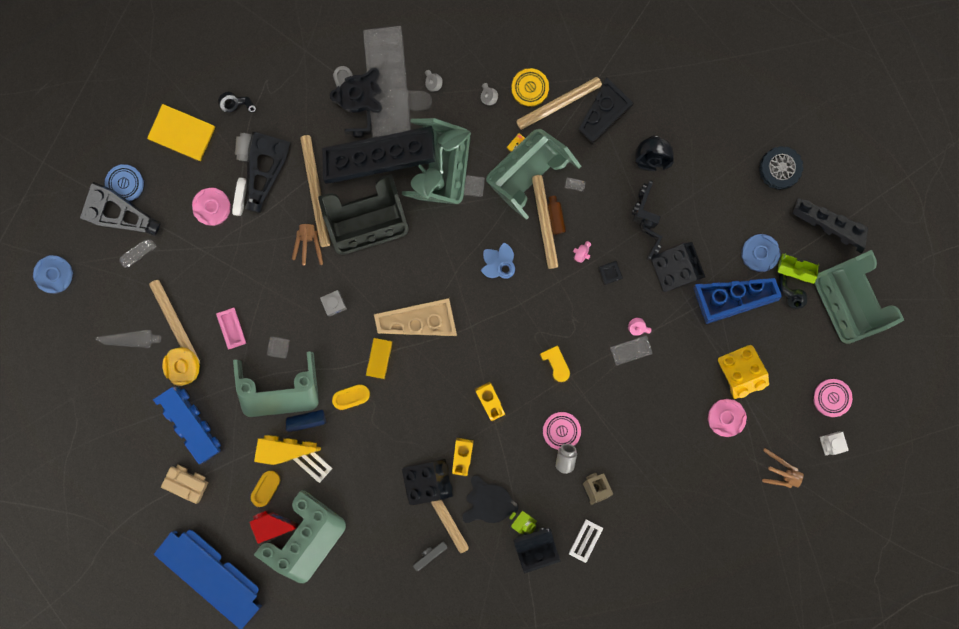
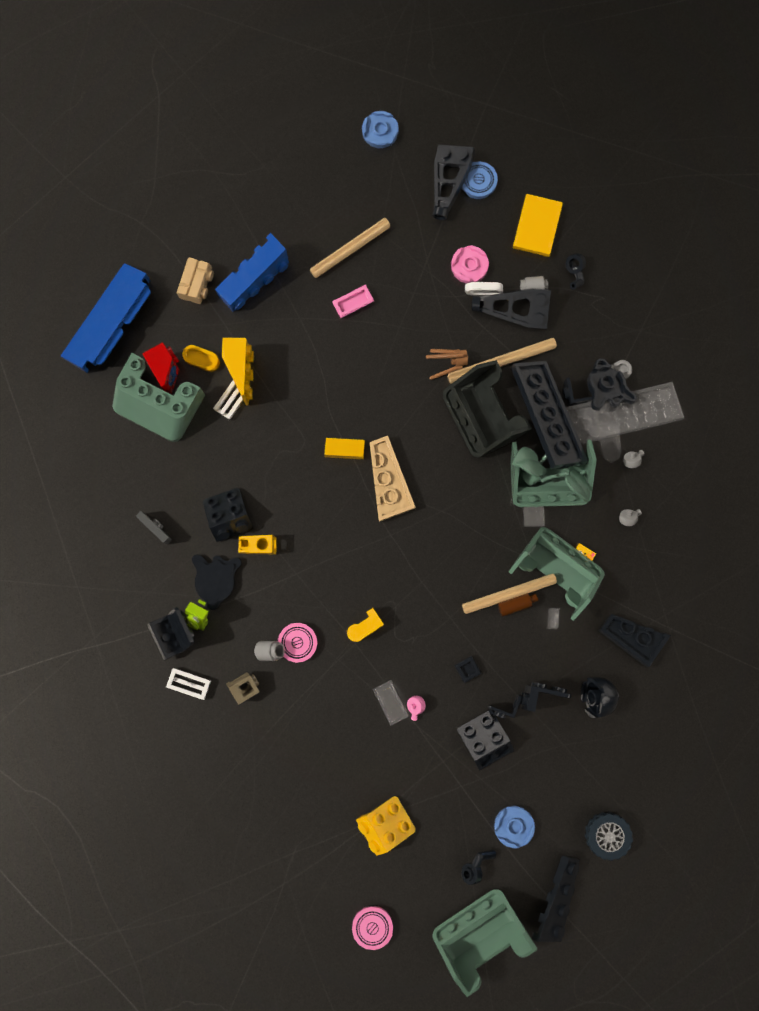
camera: 85 degrees right, 5 degrees down
(132, 339) = (329, 214): clear bar -> none
(137, 253) = (413, 202): clear tile -> none
(181, 366) = (309, 259): yellow tile -> none
(278, 347) = (341, 349): clear tile -> none
(301, 398) = (294, 378): sand green windscreen -> none
(305, 421) = (272, 386): dark blue slope -> none
(333, 303) = (392, 394): light grey brick -> none
(351, 397) = (302, 426): yellow tile -> none
(450, 526) = (186, 544): tan axle -> none
(490, 401) = (317, 564): yellow leg -> none
(496, 260) = (462, 551): medium blue plate -> none
(530, 87) = (645, 558): yellow tile -> none
(559, 103) = (634, 590): tan axle -> none
(582, 252) = (484, 636): bright pink piece -> none
(727, 418) = (335, 815): bright pink tile -> none
(731, 298) = (459, 797): blue wedge -> none
(791, 476) = (282, 894): medium nougat plant -> none
(801, 270) = (502, 876): lime piece -> none
(834, 443) = (323, 936): white brick -> none

